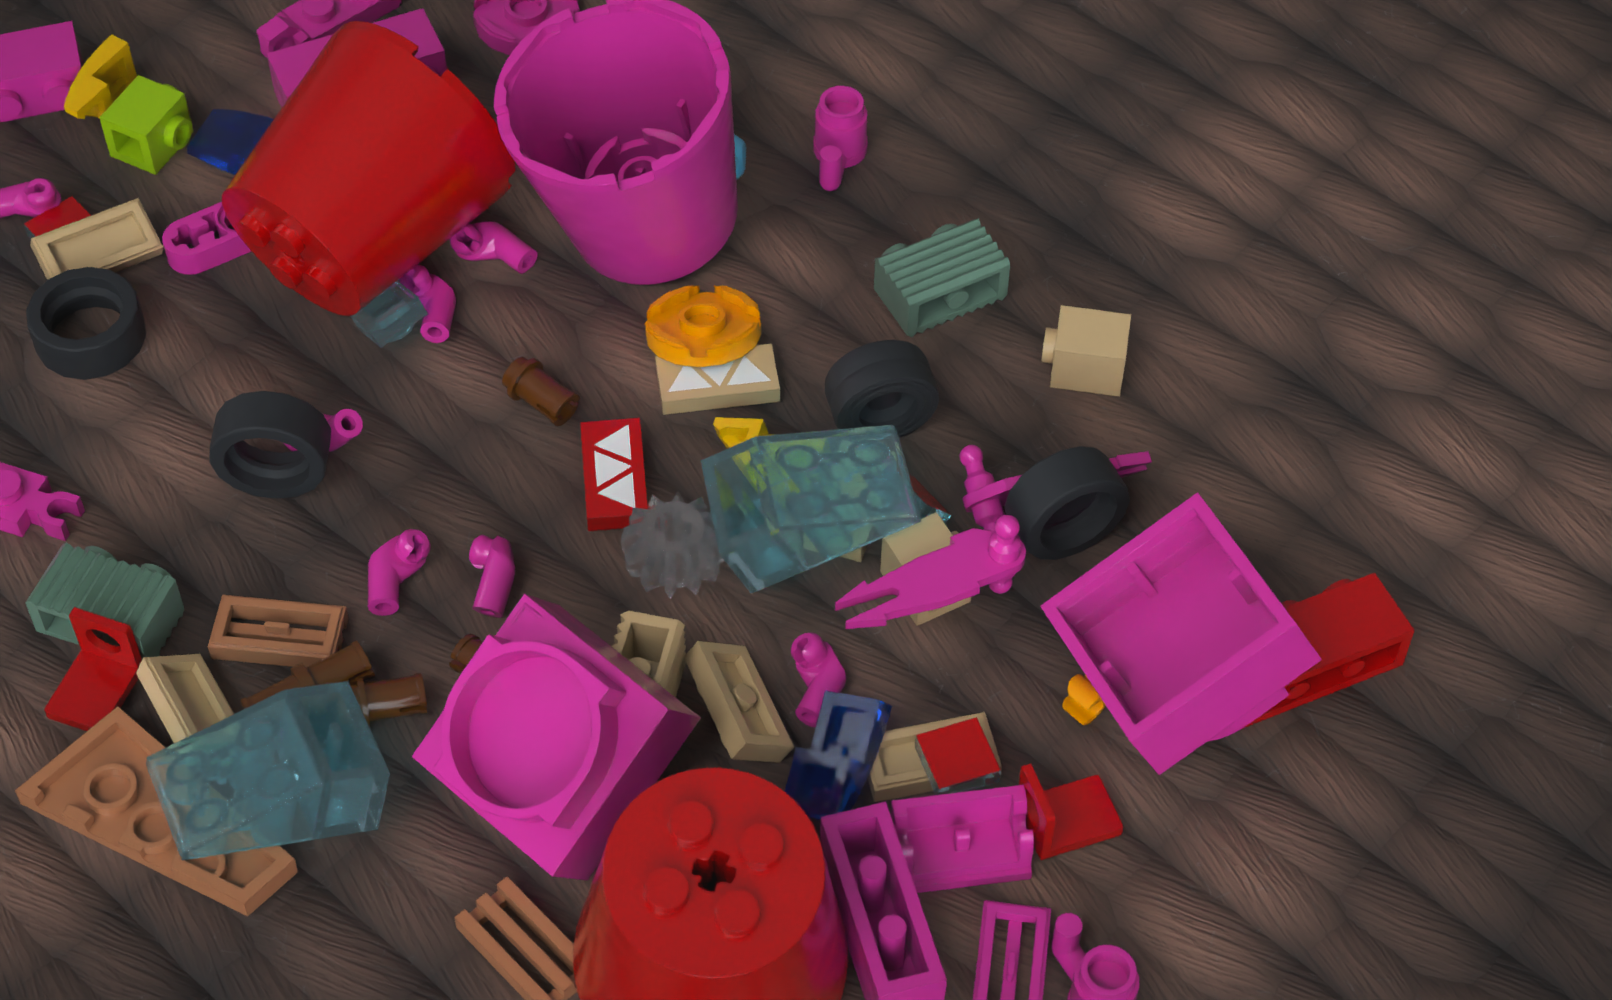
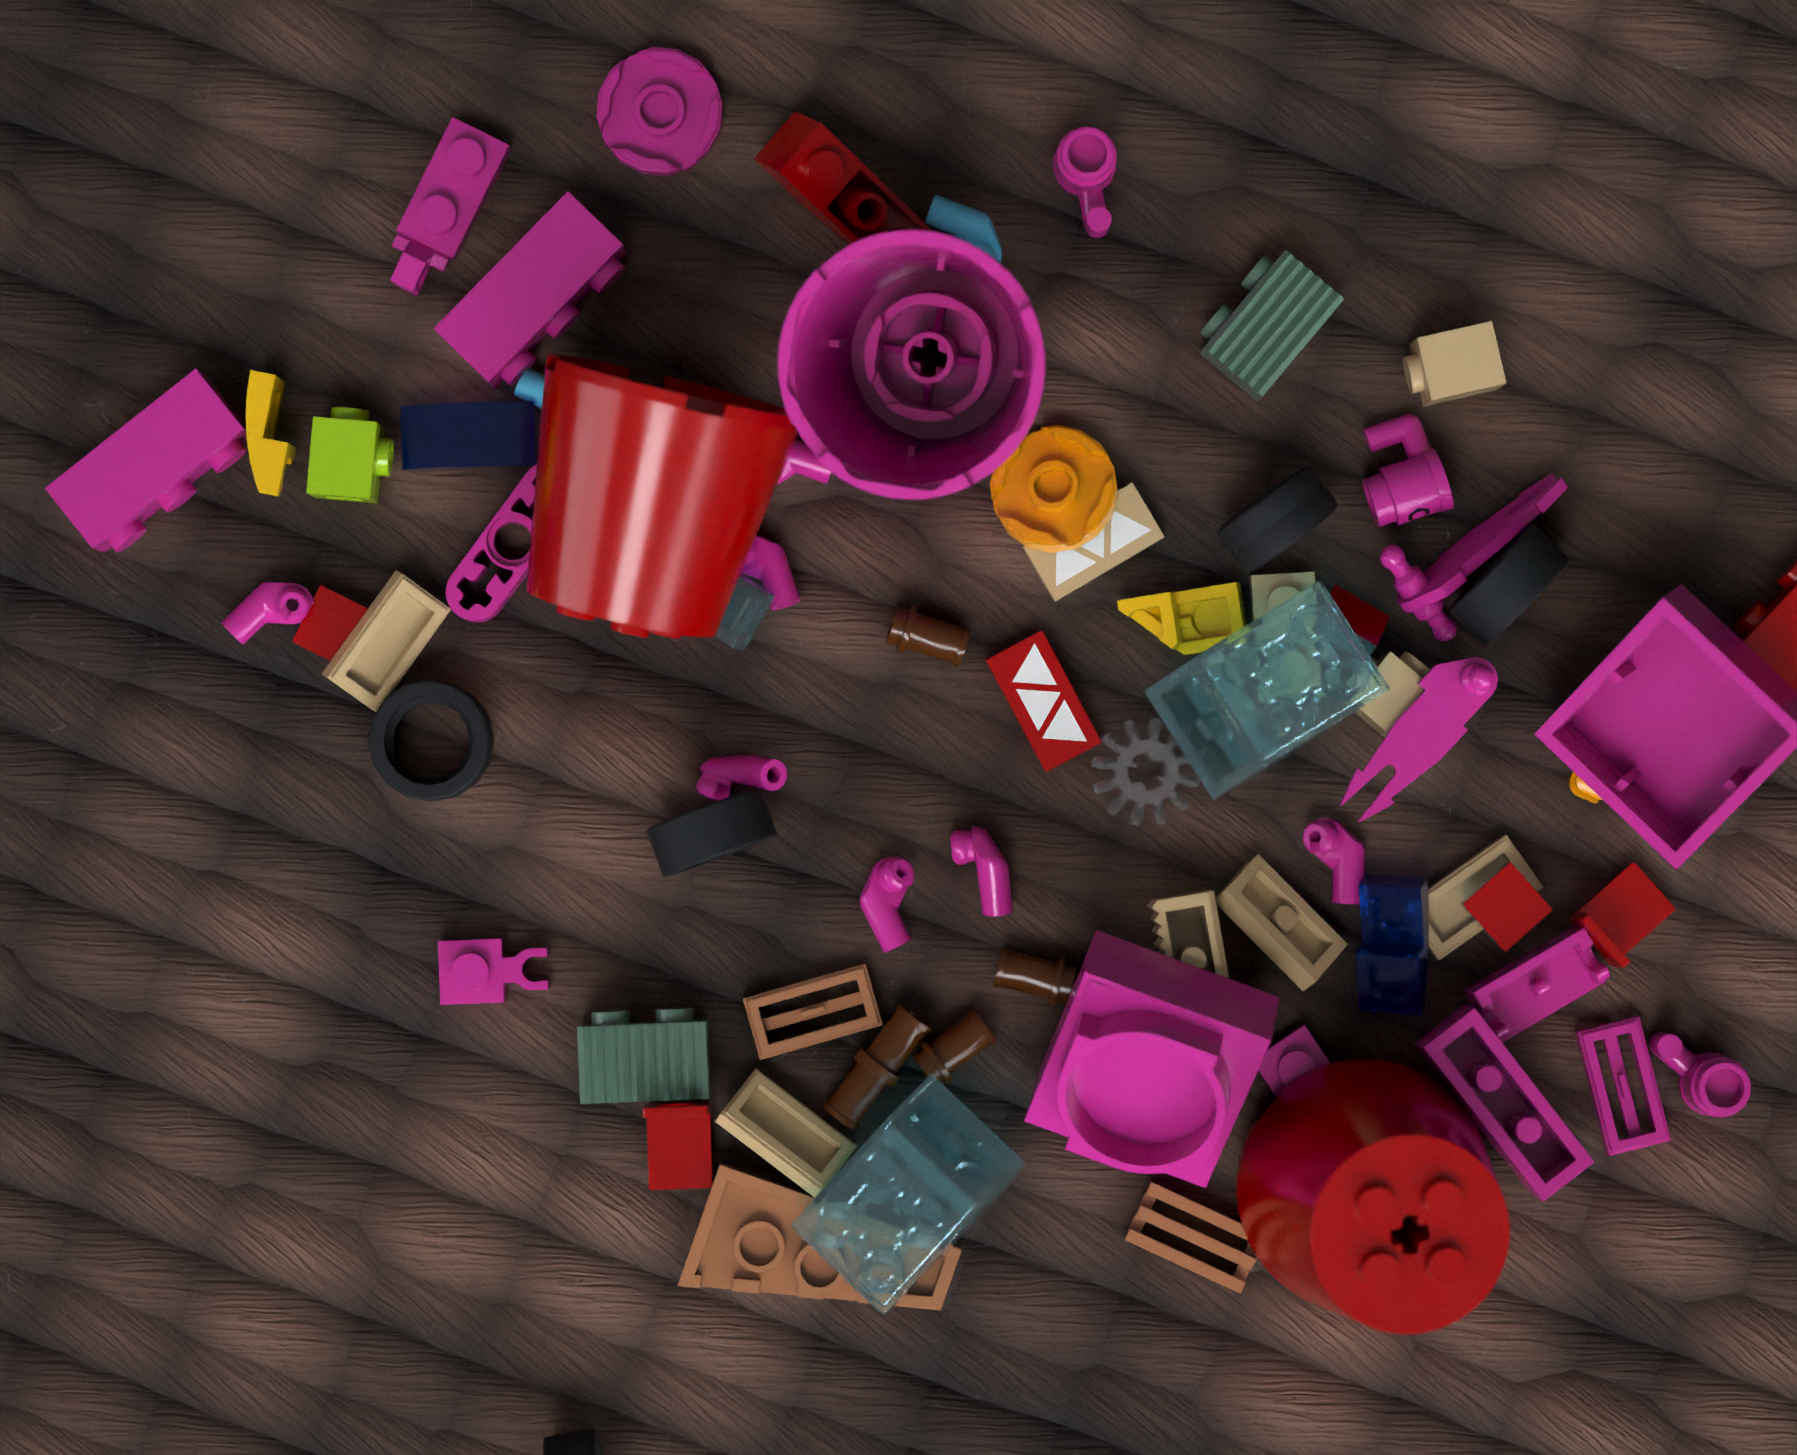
camera: 25 degrees left, 35 degrees up
(1010, 416) = (1408, 487): none -> dark pink piece

